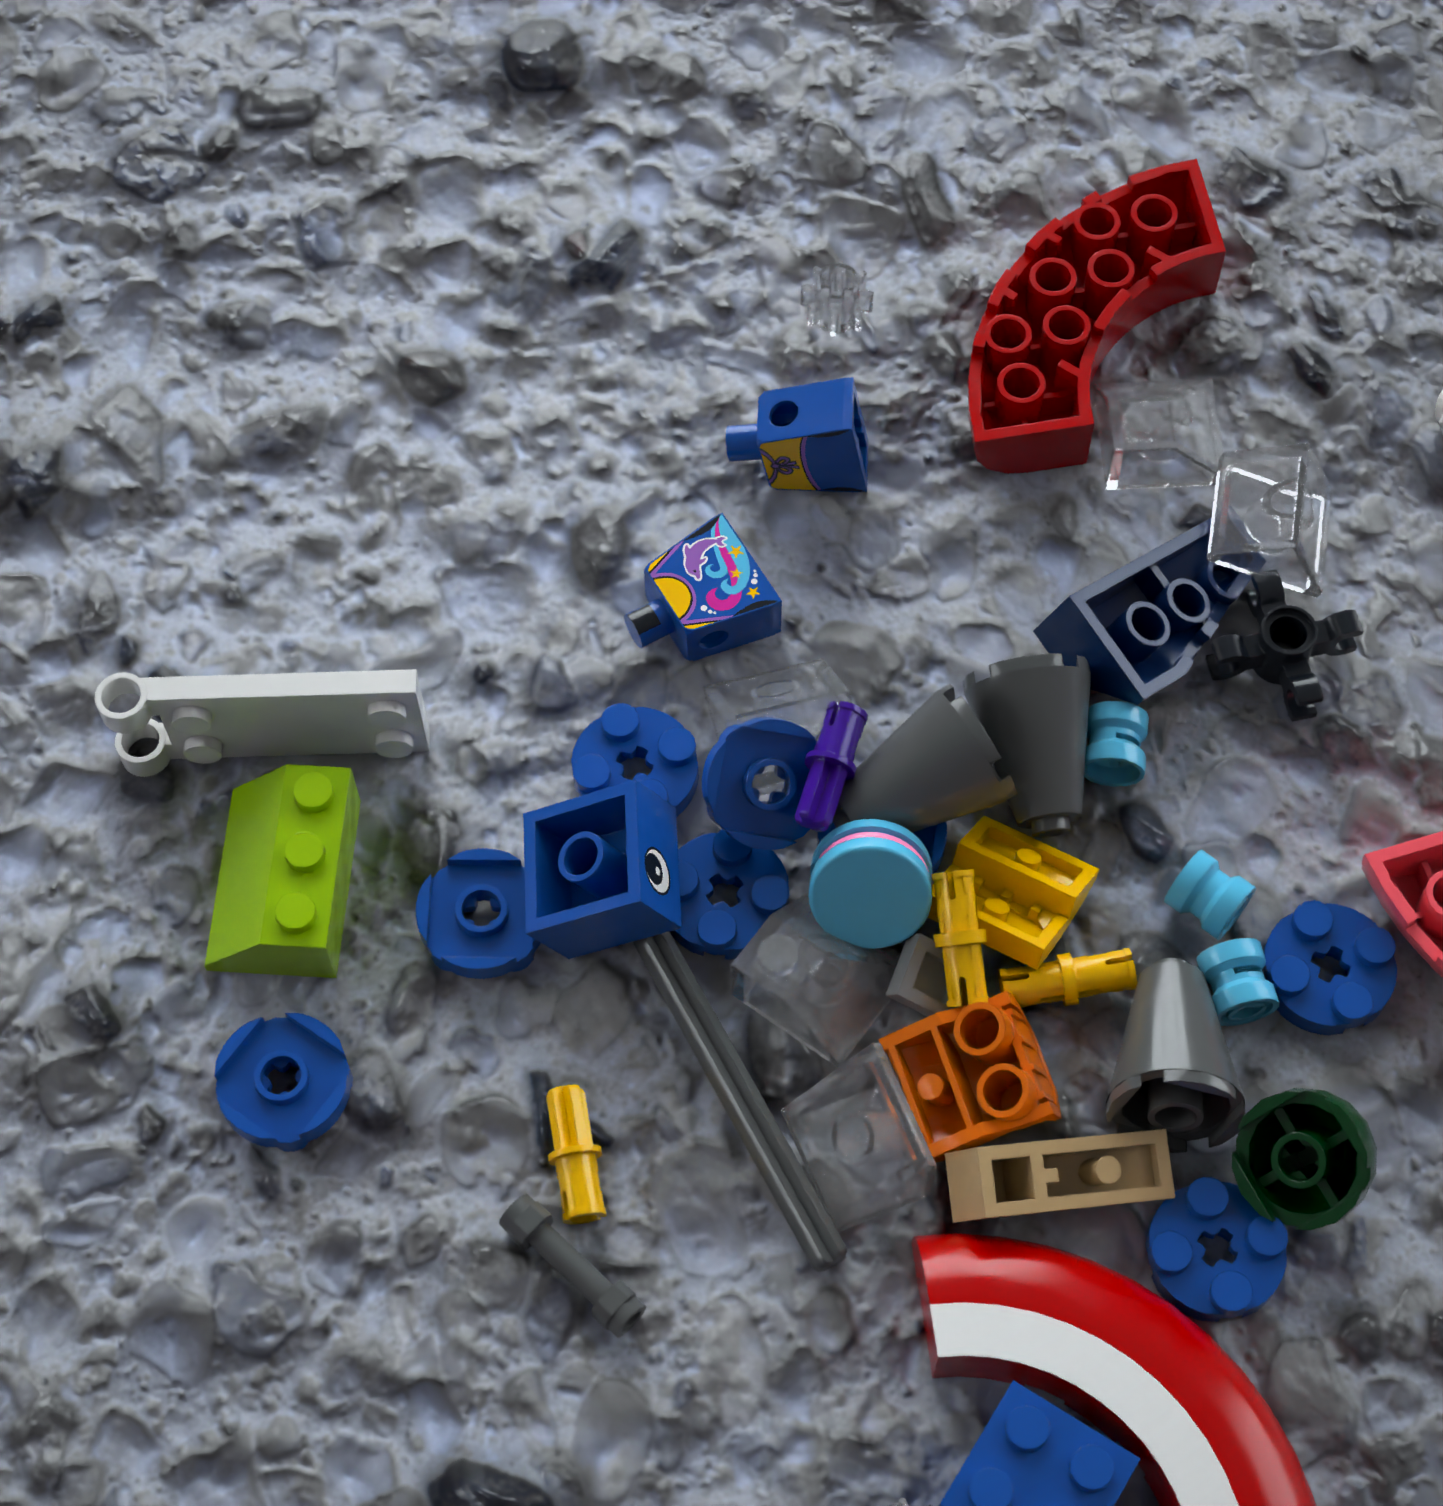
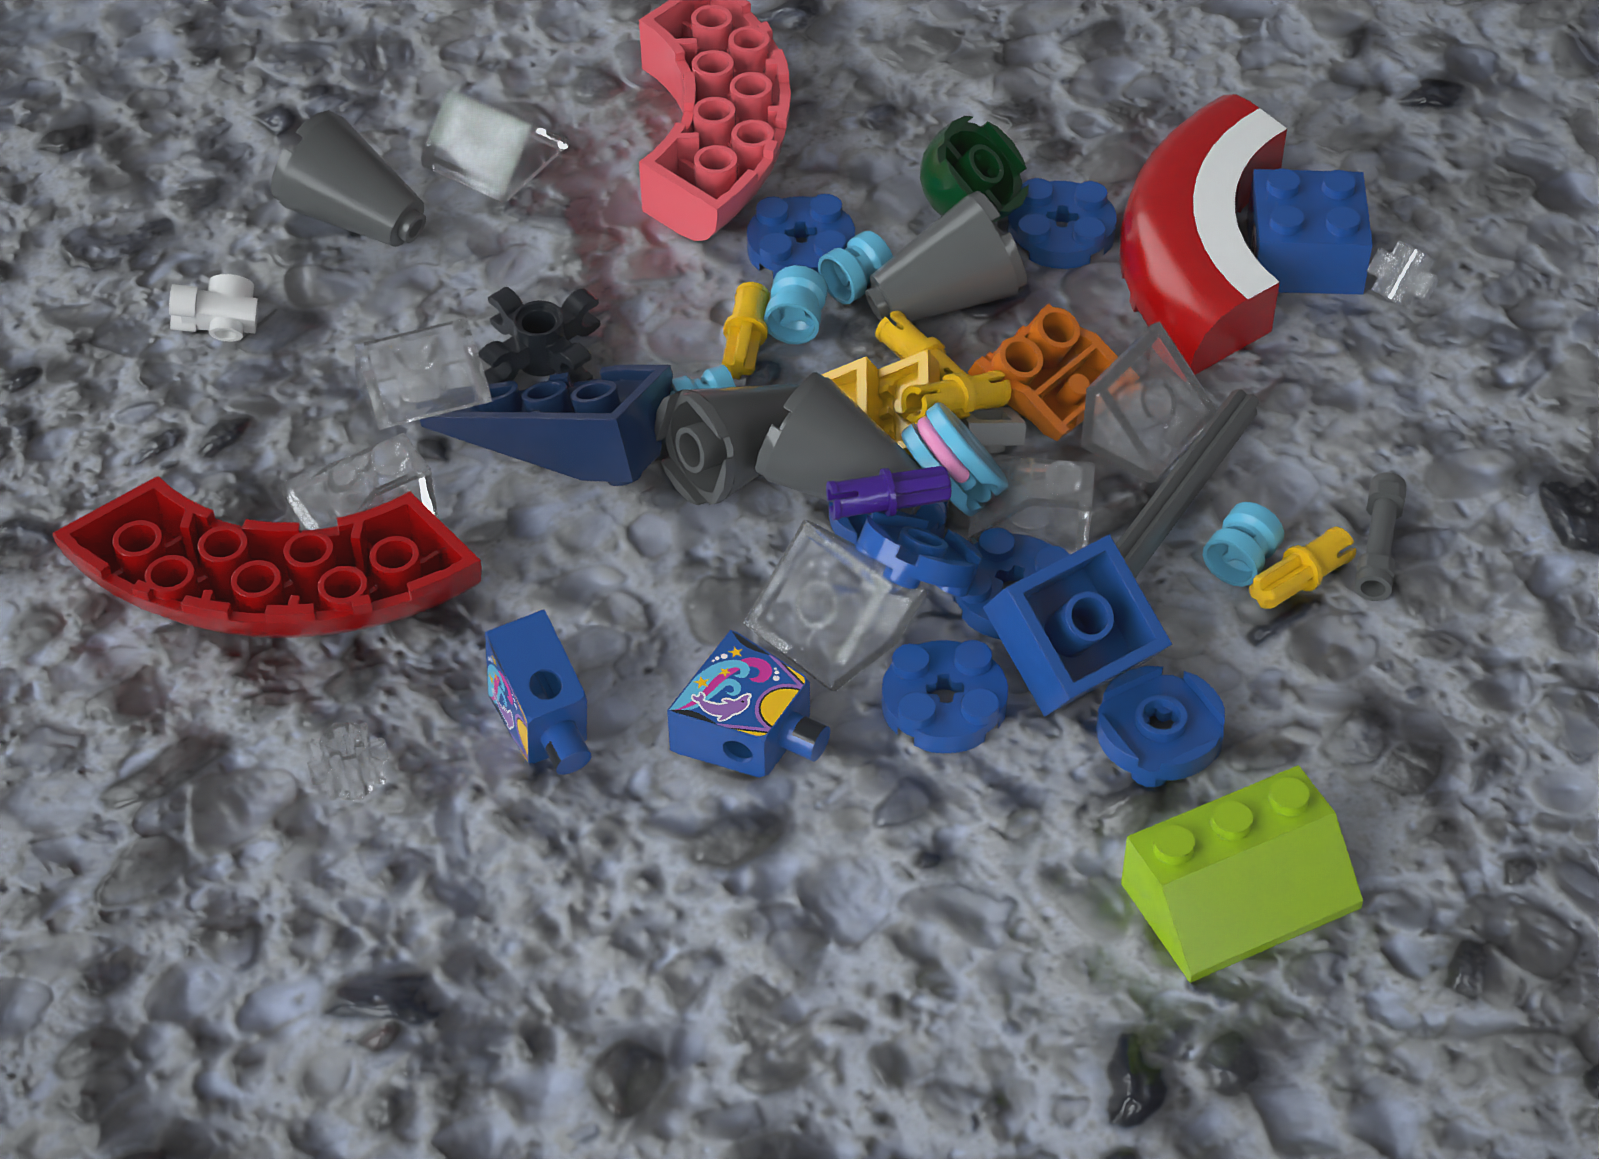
camera: 120 degrees left, 15 degrees down
(266, 715) = (1128, 944): white hinge -> none
(289, 1117) = (1403, 810): blue plate -> none
(633, 1115) = (1242, 545): none -> medium azure wheel
(1059, 1175) = (1097, 294): tan slope -> none
(1199, 832) = (745, 329): none -> yellow axle

